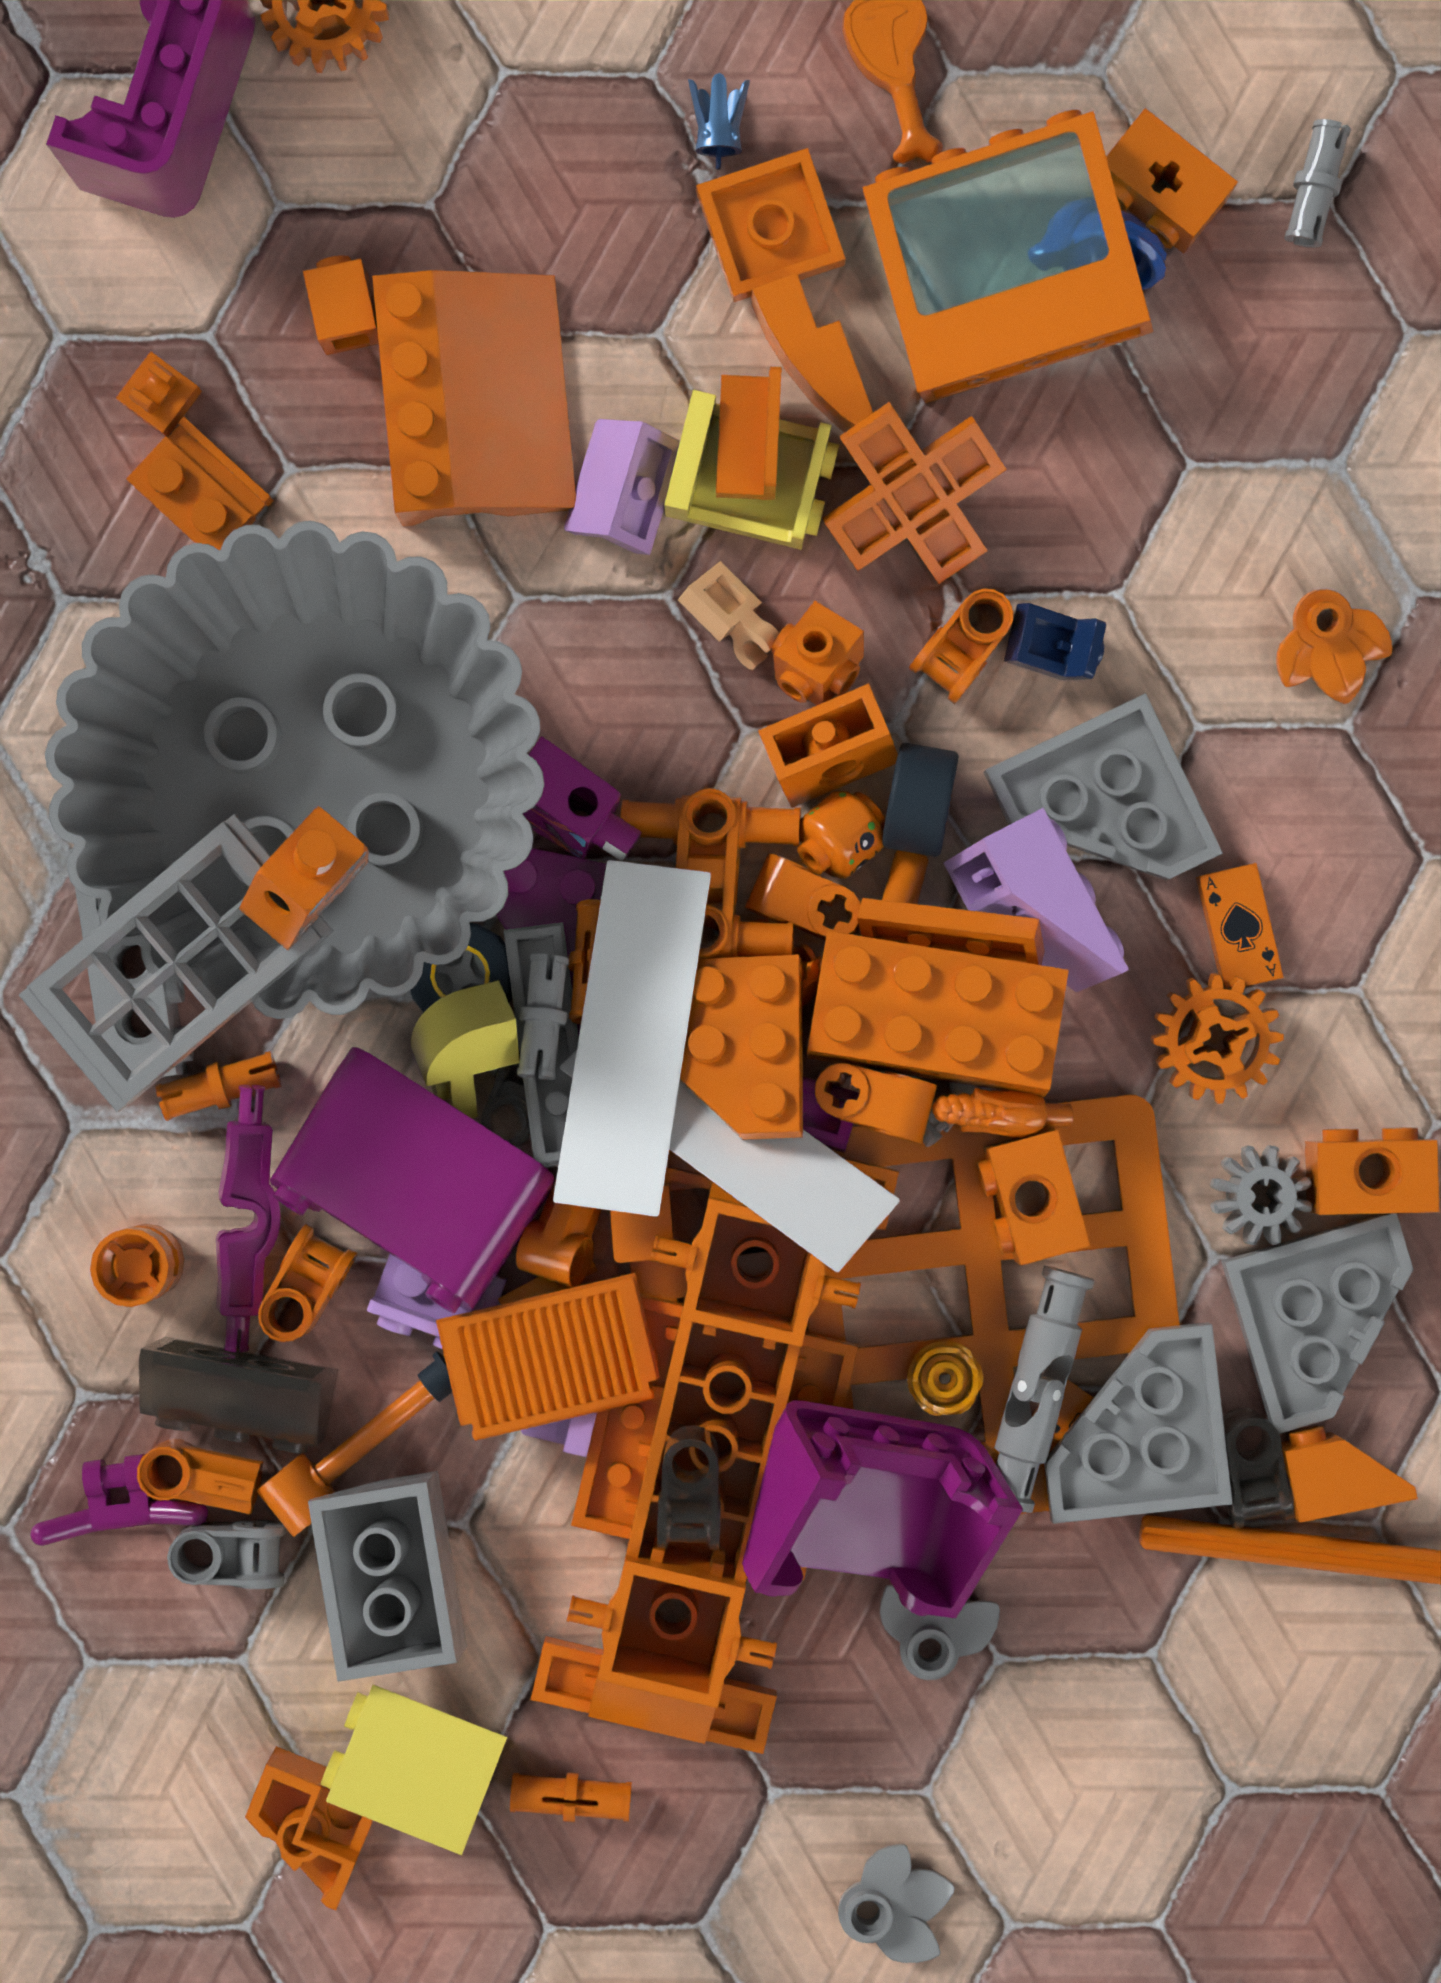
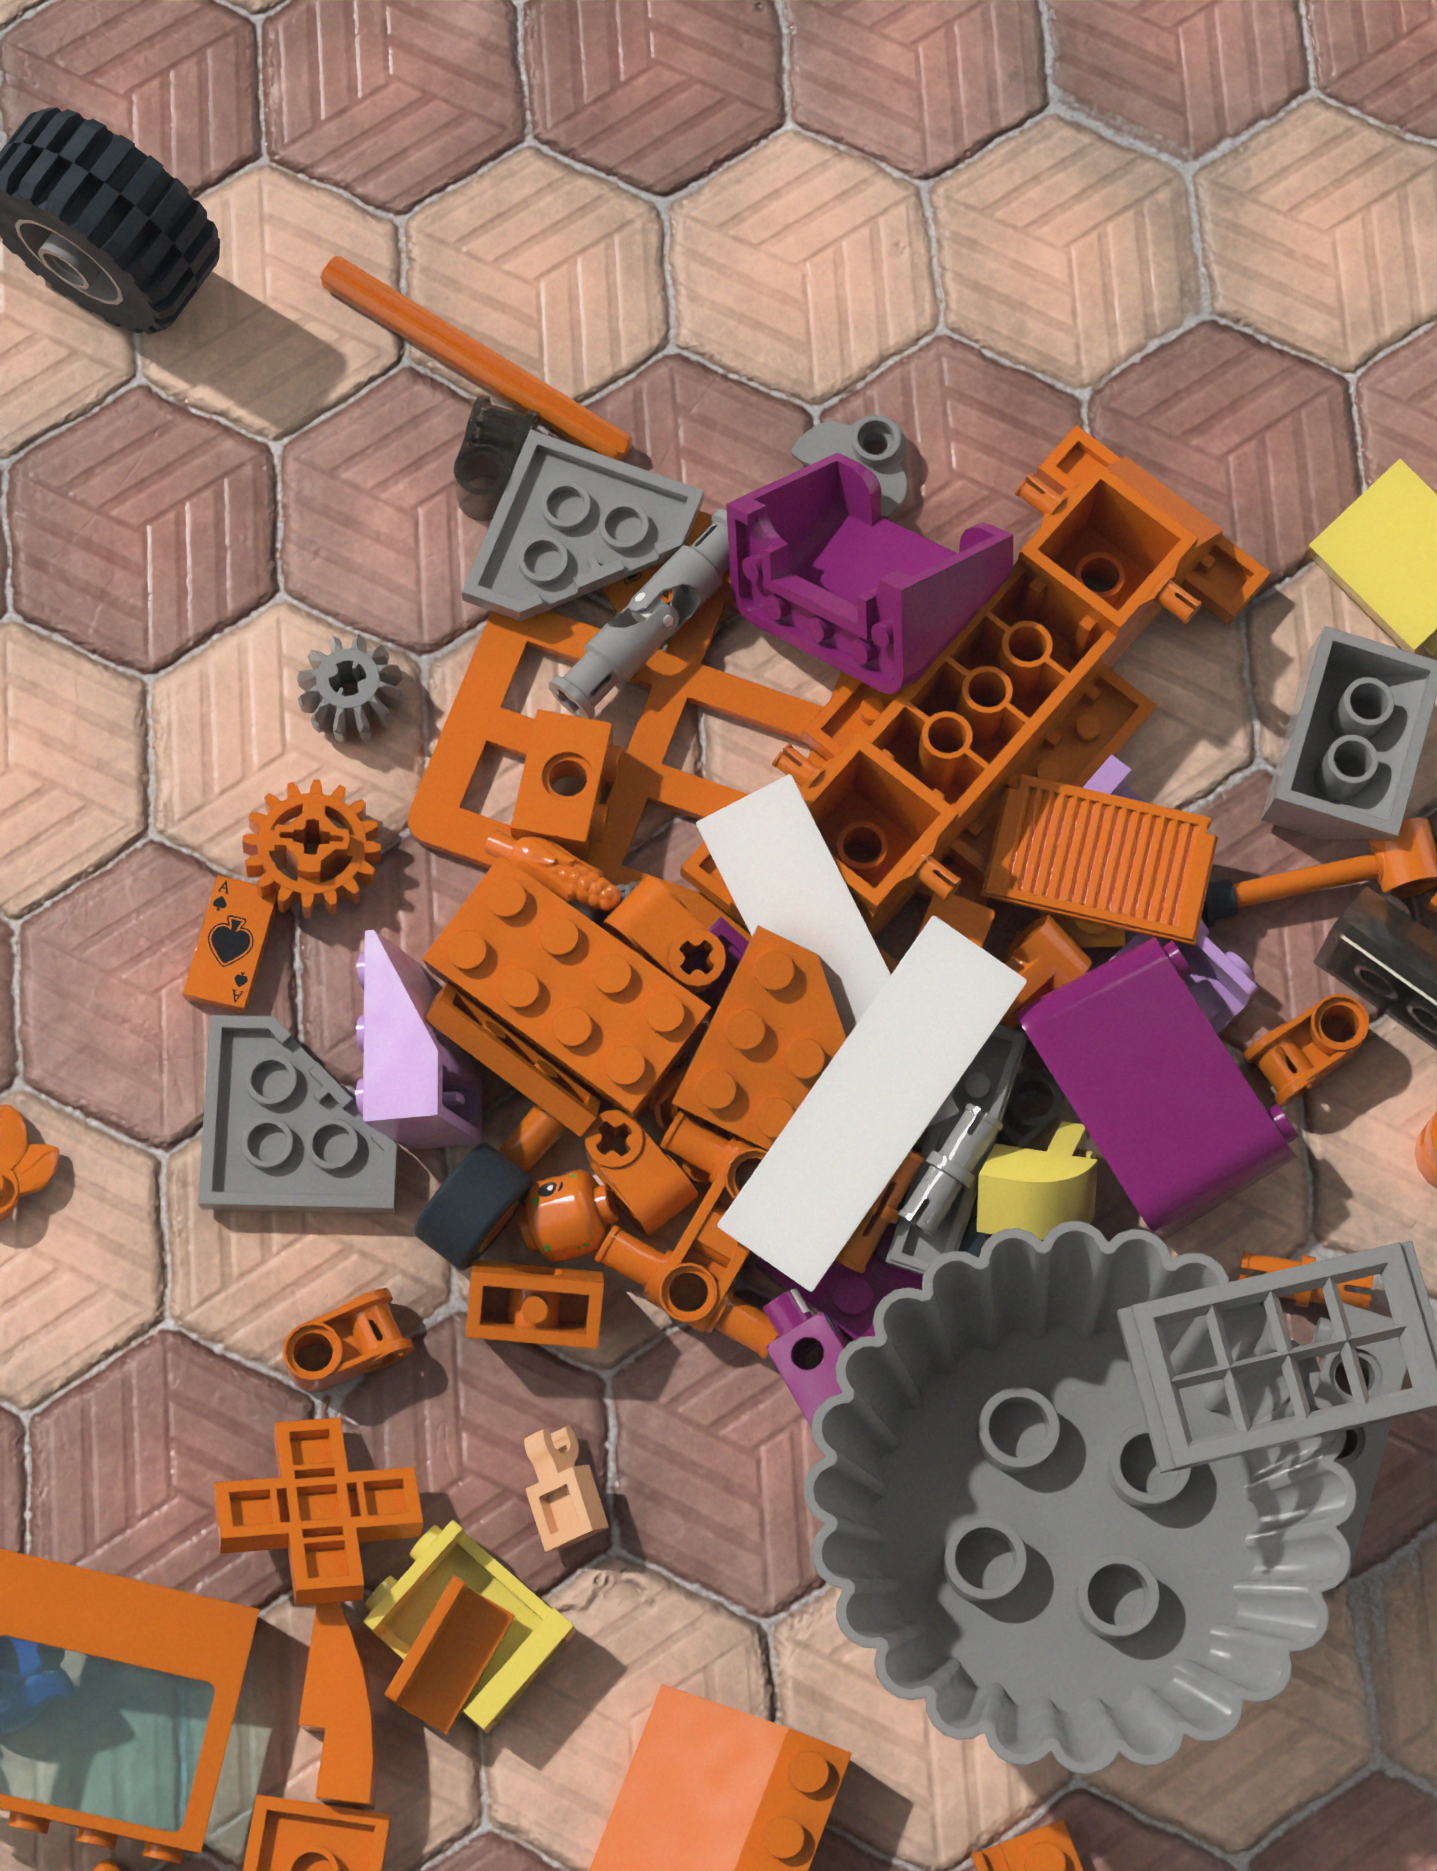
camera: 155 degrees left, 15 degrees down
(246, 1186) = (1322, 1167): magenta piece -> none
(306, 874) = (1119, 1358): orange torso -> none
(570, 1797) = (1274, 473): orange pin -> none
(623, 484) = (603, 1680): lavender panel -> none
(690, 1500) = (1032, 651): clear smoke piece -> none
(818, 655) = (481, 1412): orange brick -> none
(905, 1904) = (1013, 244): light grey plate -> none
(964, 1381) = (730, 648): light orange plate -> none
(1055, 643) = (257, 1296): dark blue bracket -> none
(1316, 1312) = (357, 563): light grey plate -> none
(1336, 1477) = (418, 410): orange slope -> none
(1407, 1180) = (215, 629): orange brick -> none

